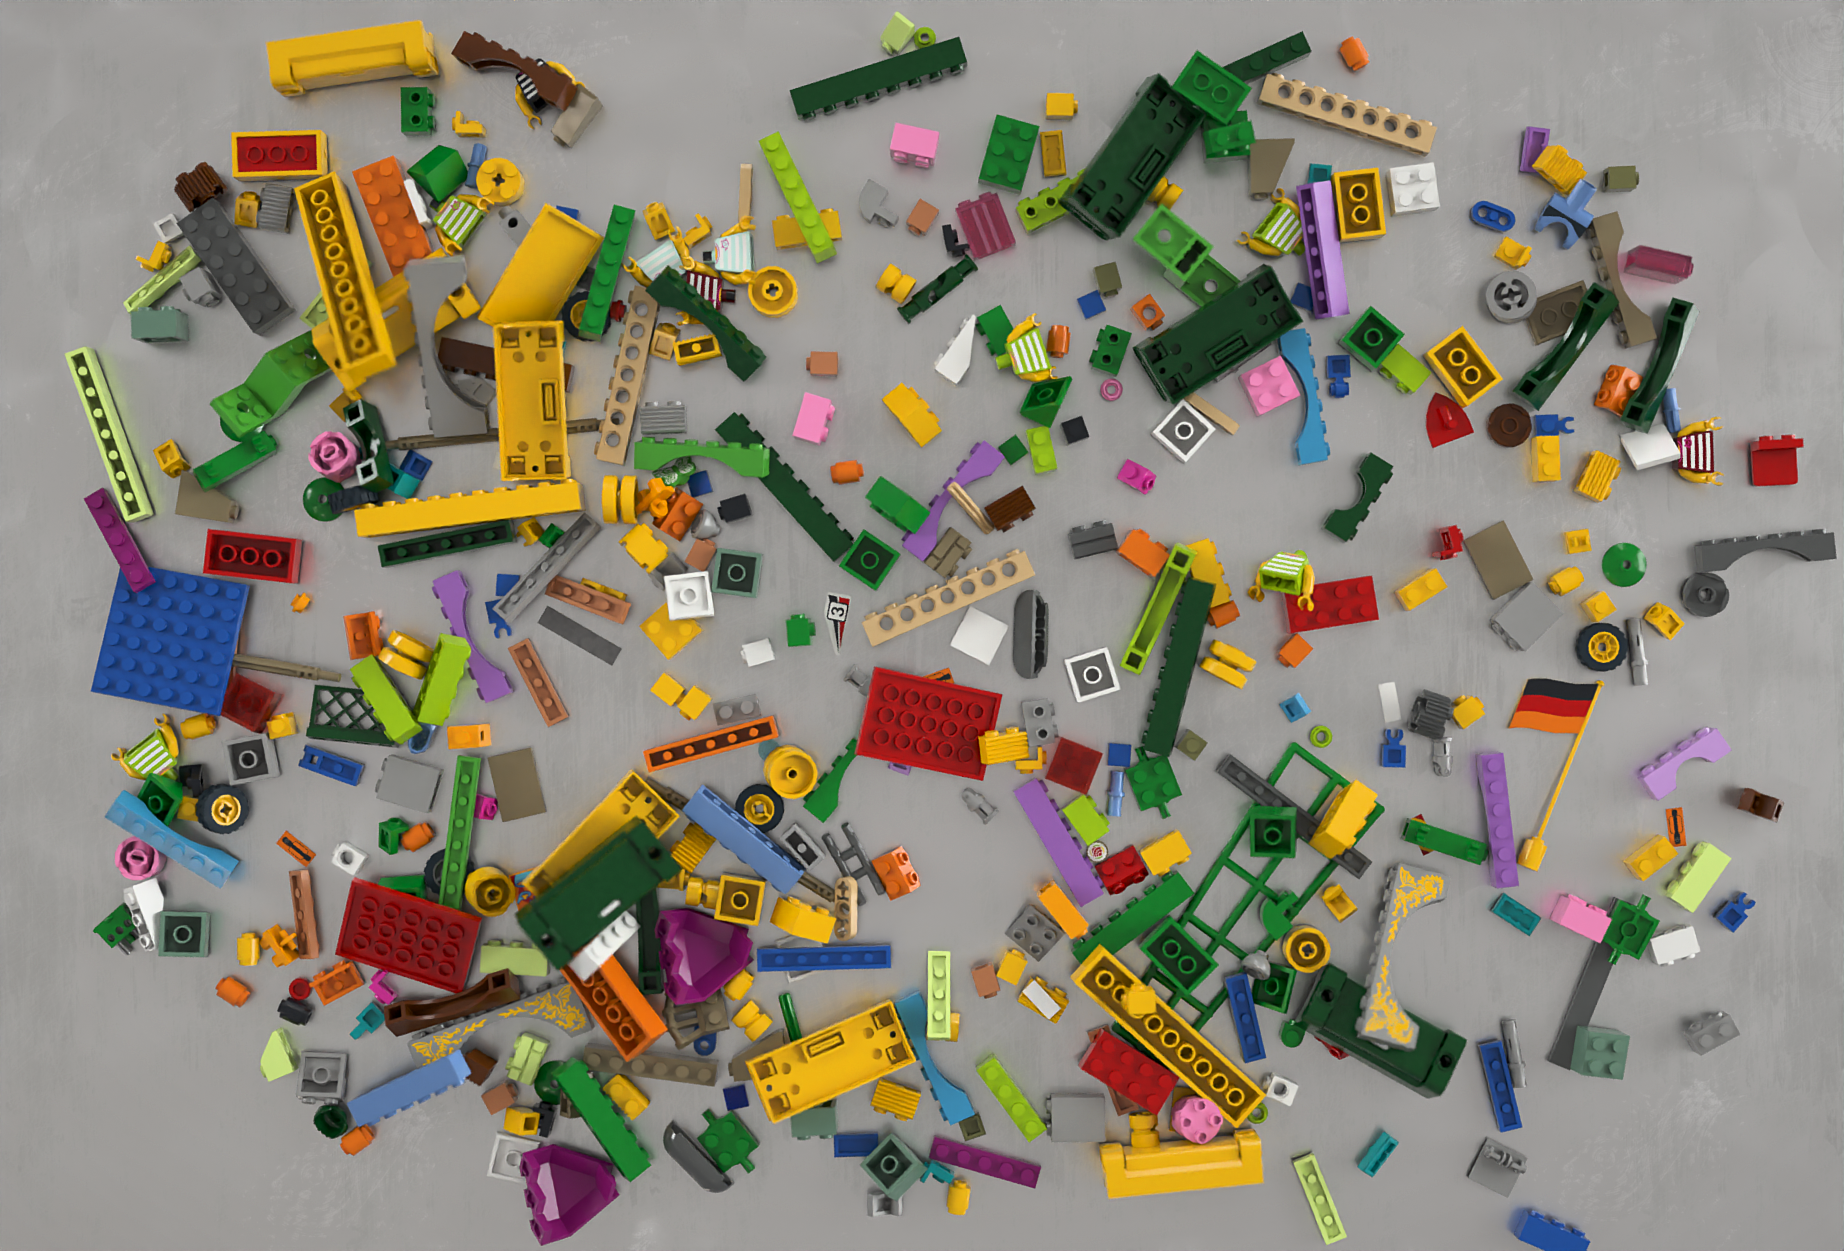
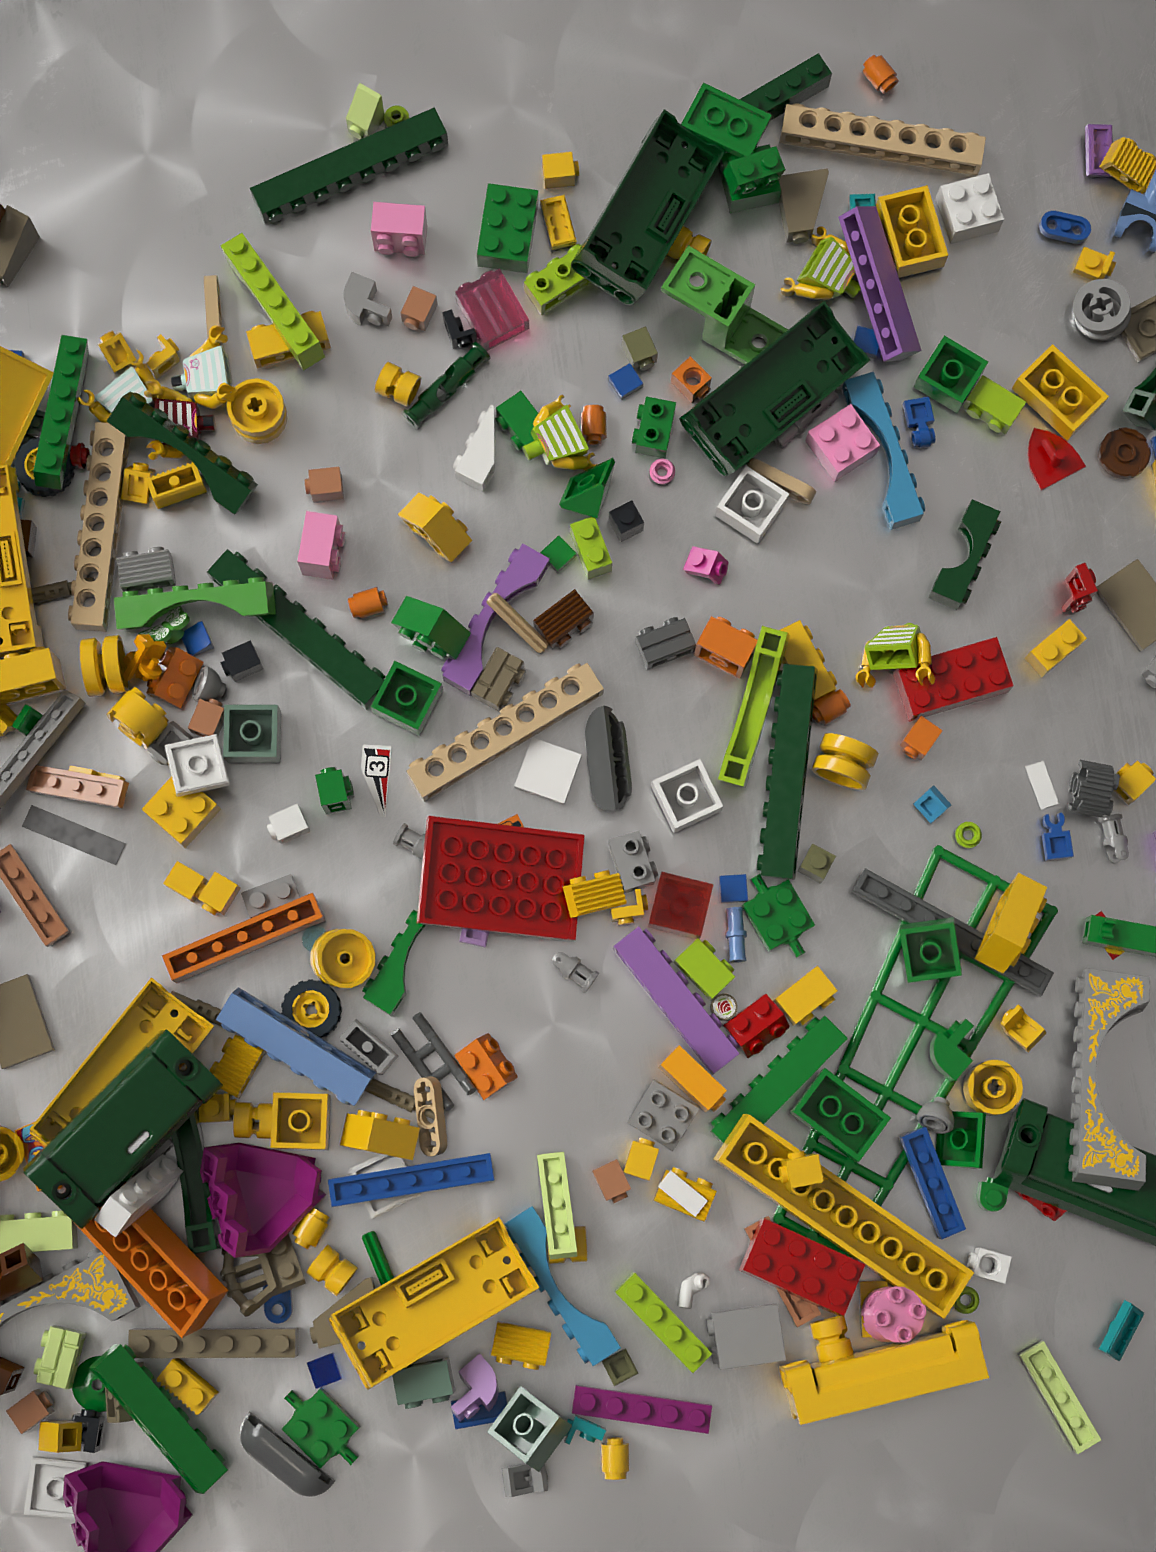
camera: 10 degrees left, 10 degrees down
(861, 1127) = (483, 1388): none -> lavender brick
(1038, 1071) = (692, 1286): none -> white arm

